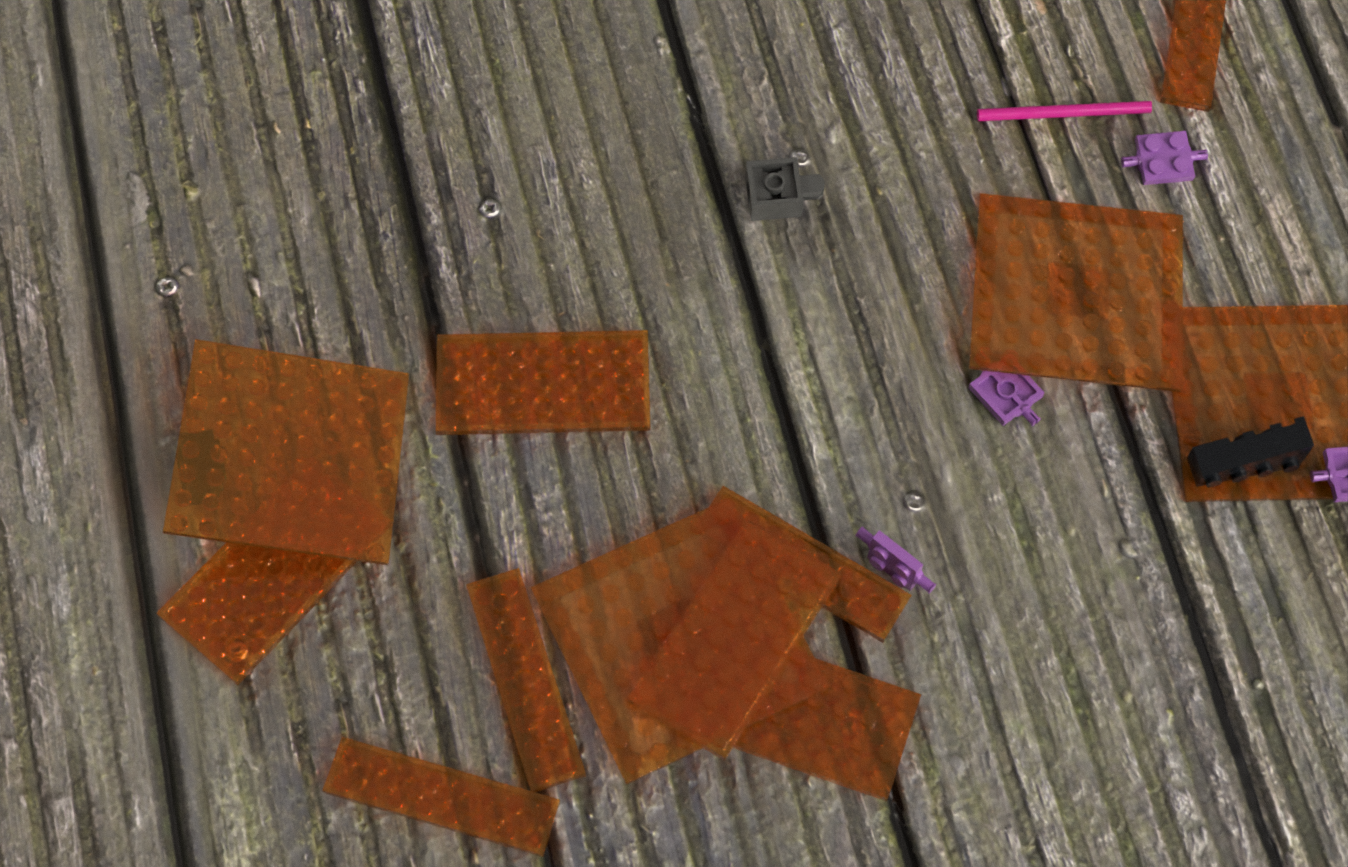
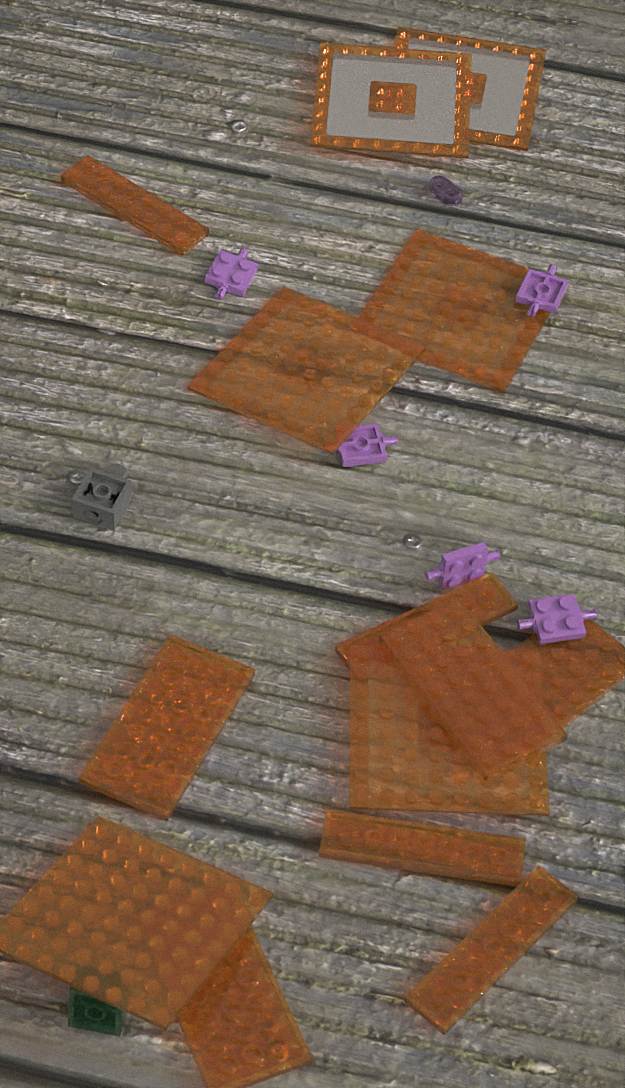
camera: 65 degrees left, 15 degrees down
(883, 686) = (556, 618): none -> medium lavender plate
(1060, 111) = (152, 309): dark pink piece -> none
(1251, 454) = (499, 332): black wedge -> none

